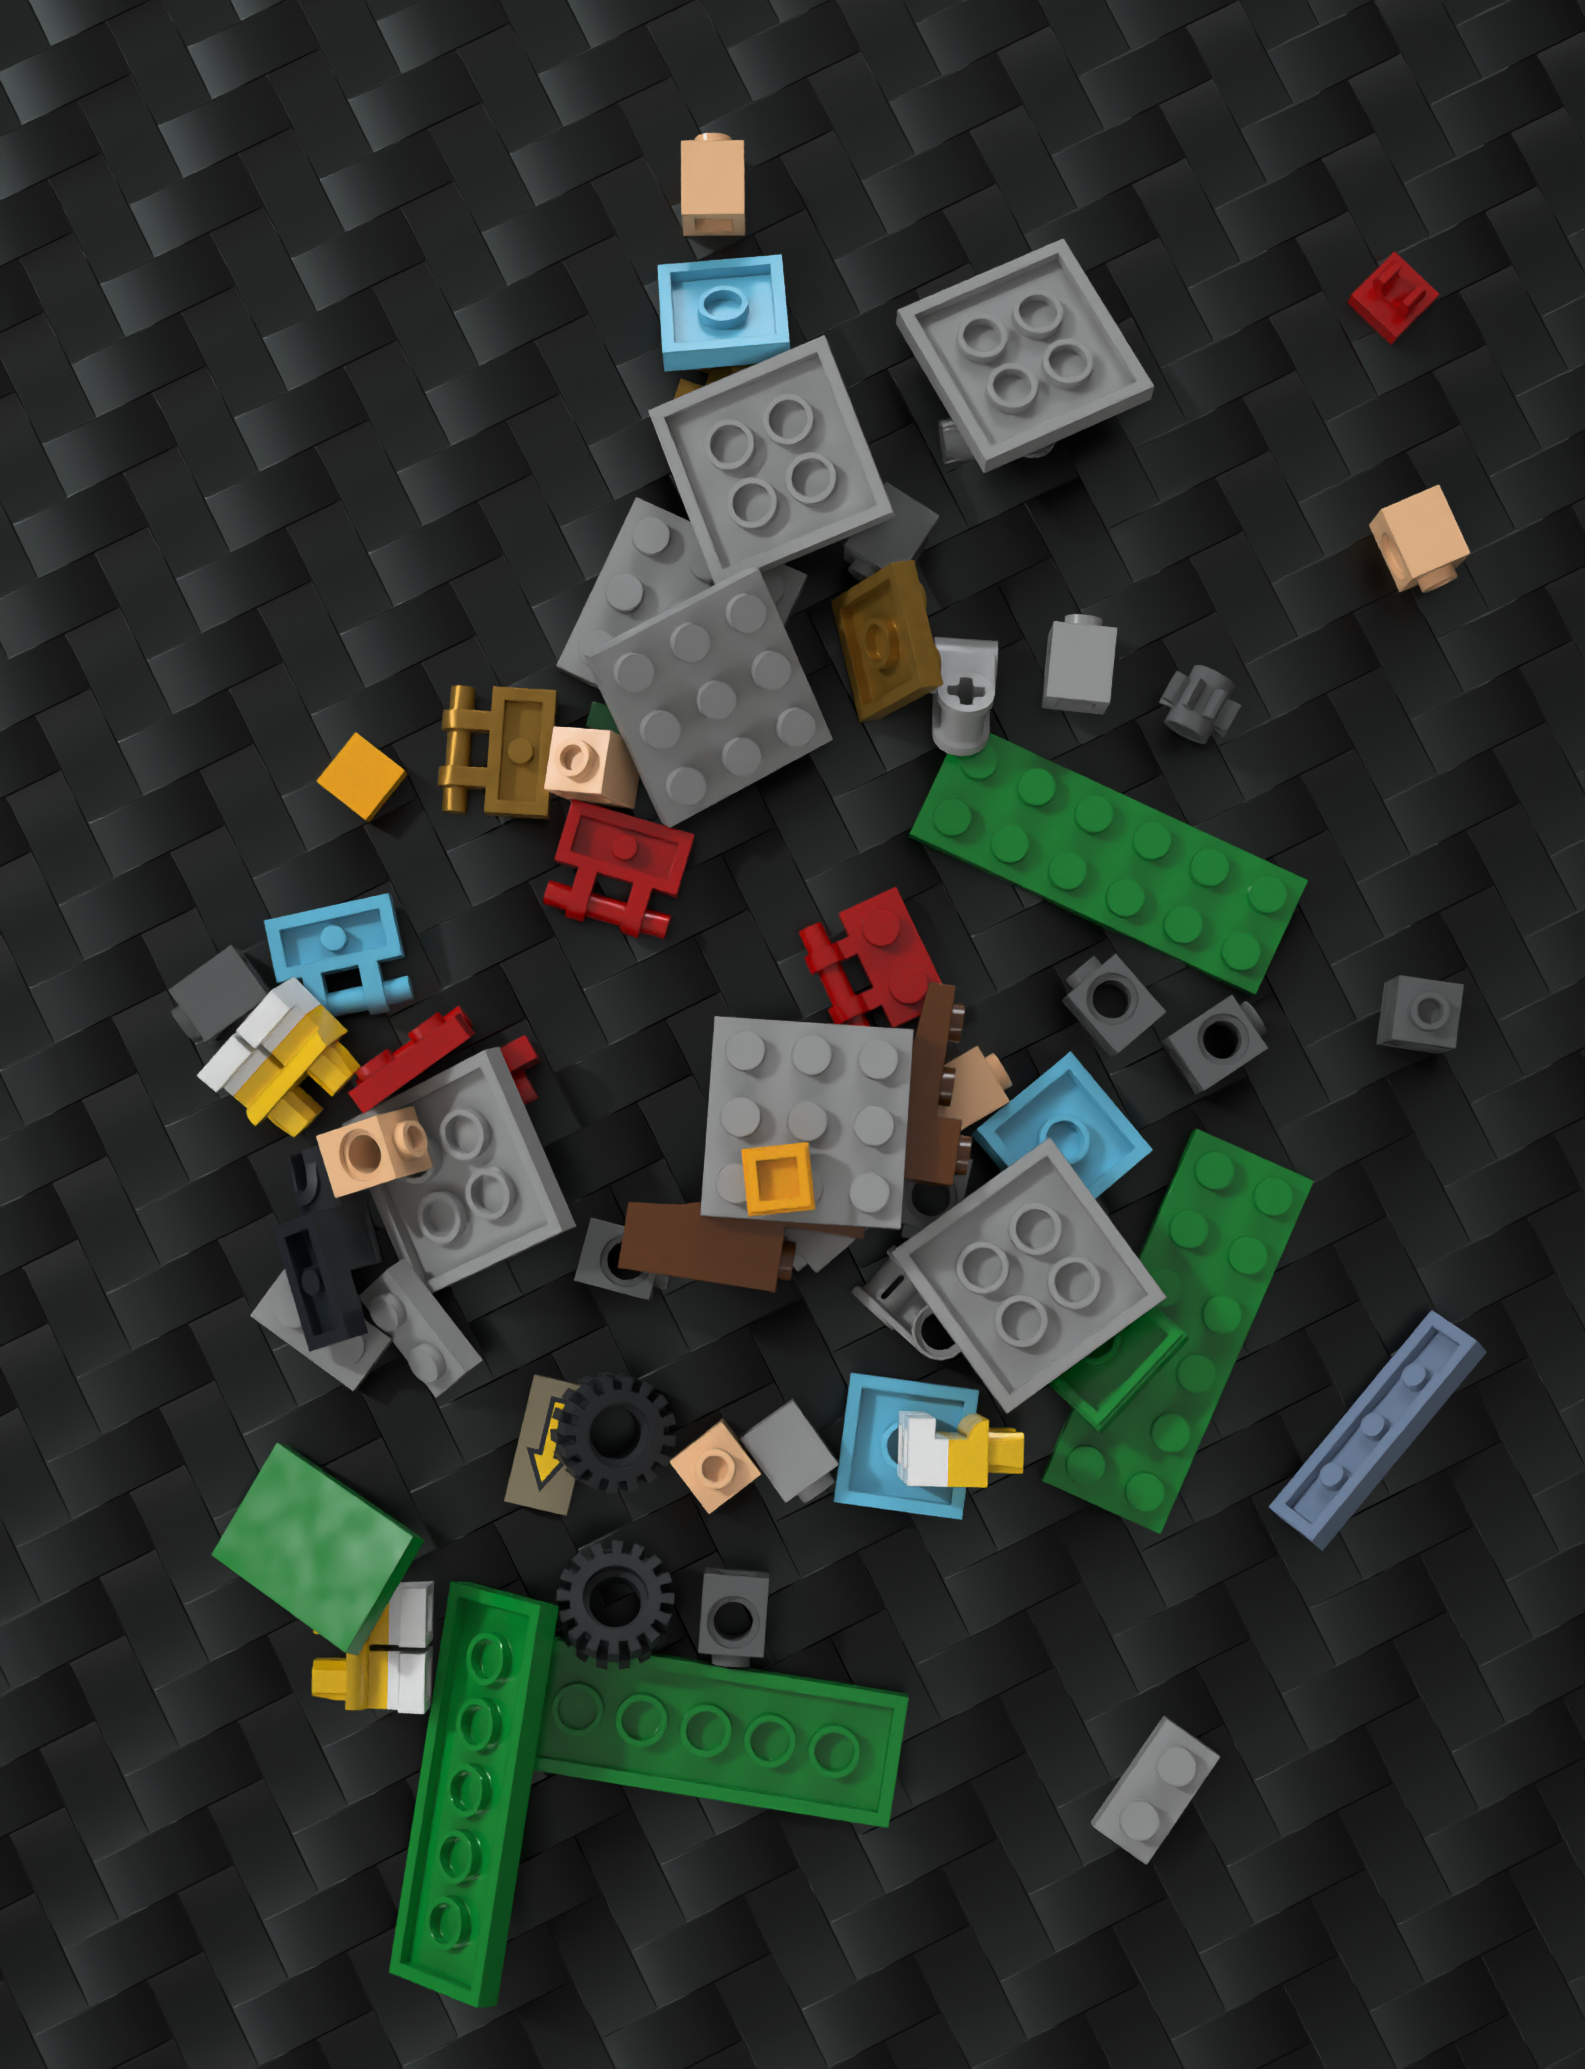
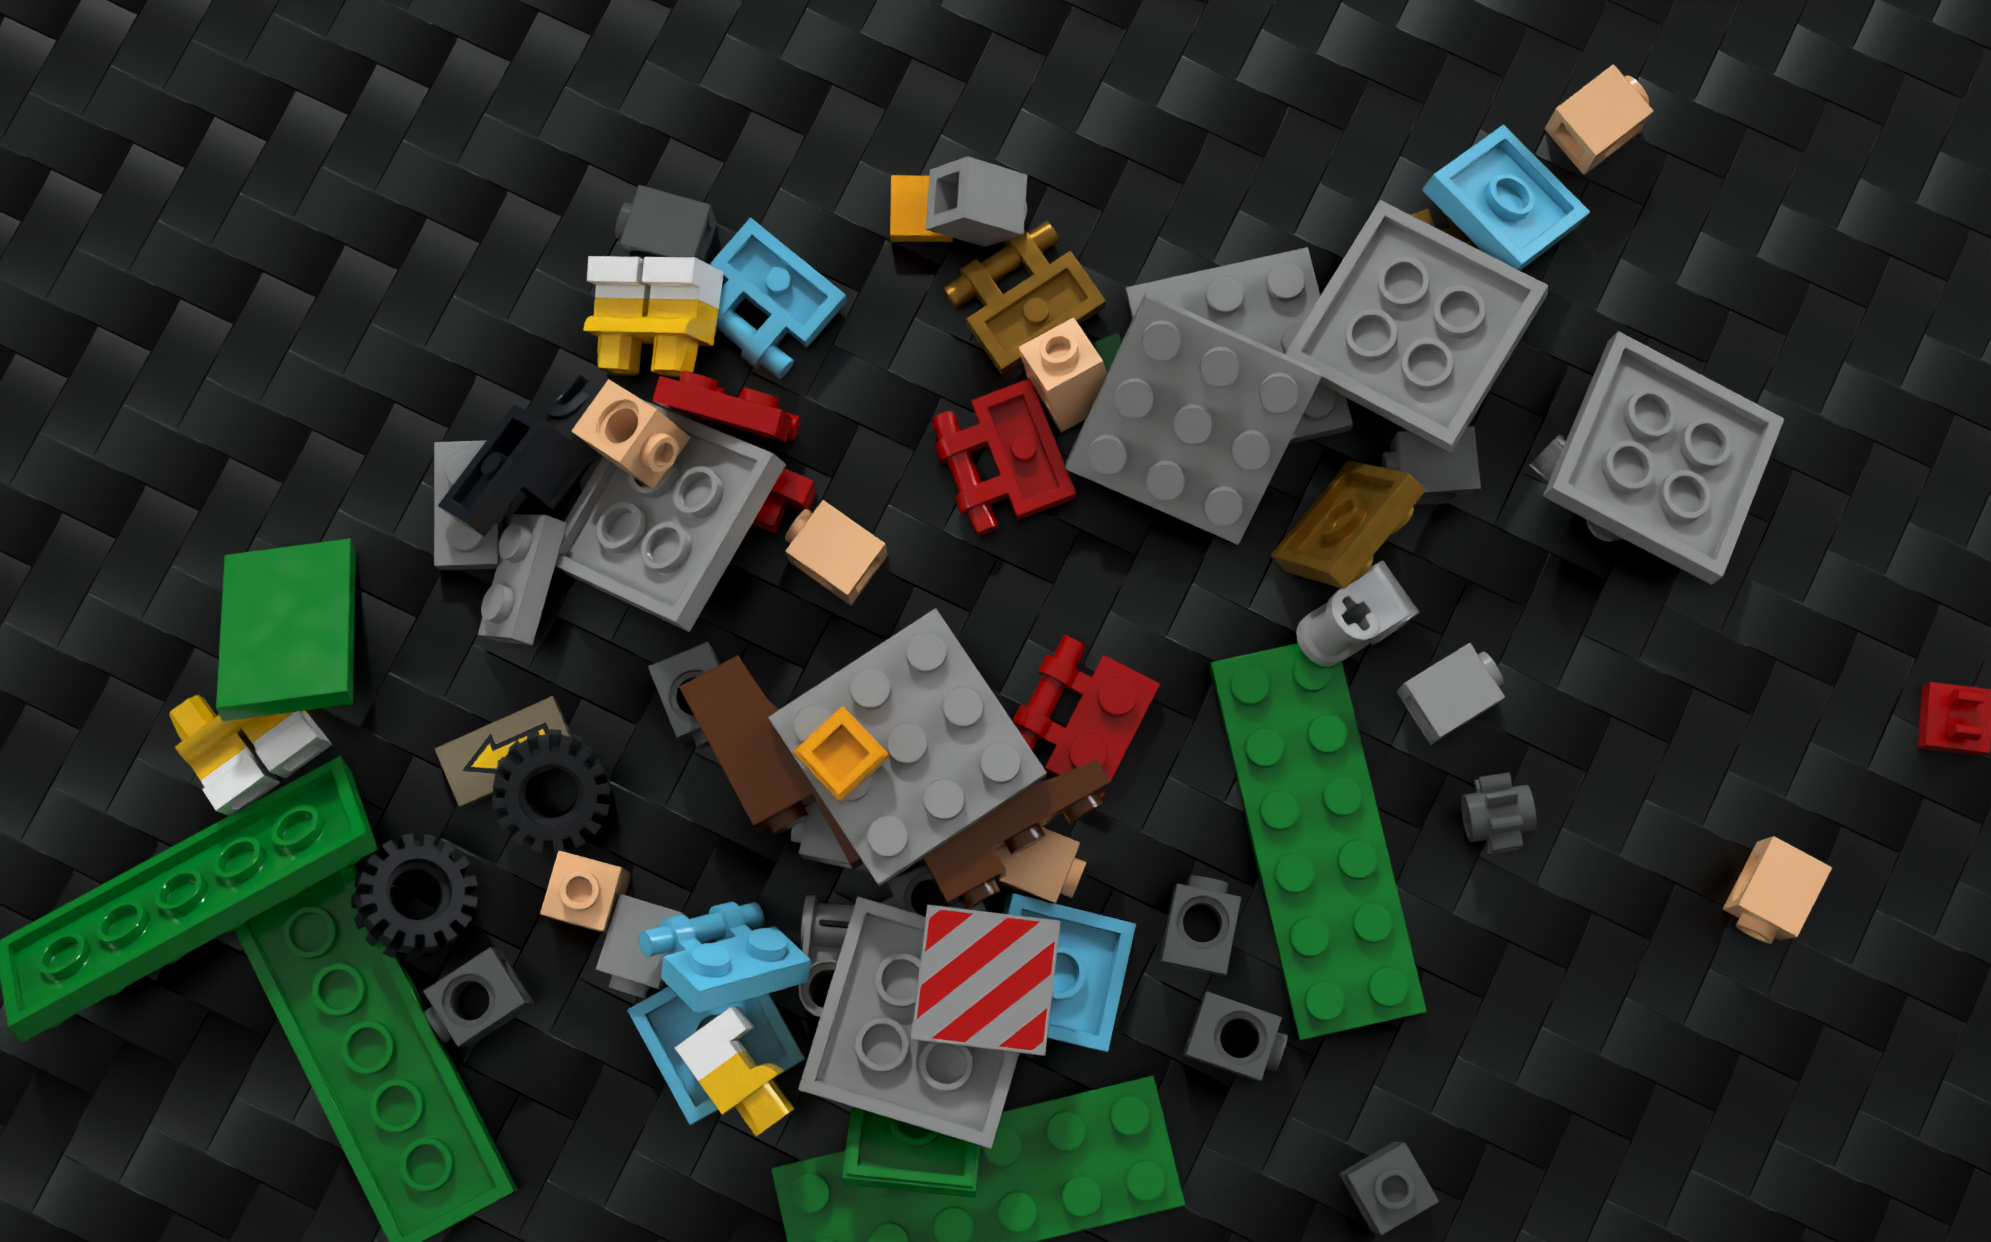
camera: 55 degrees right, 5 degrees down
(395, 729) = (976, 201): none -> light grey brick
(590, 1061) = (834, 551): none -> light nougat brick
(871, 1393) = (733, 967): none -> medium azure plate
(1035, 1202) = (986, 980): none -> tile

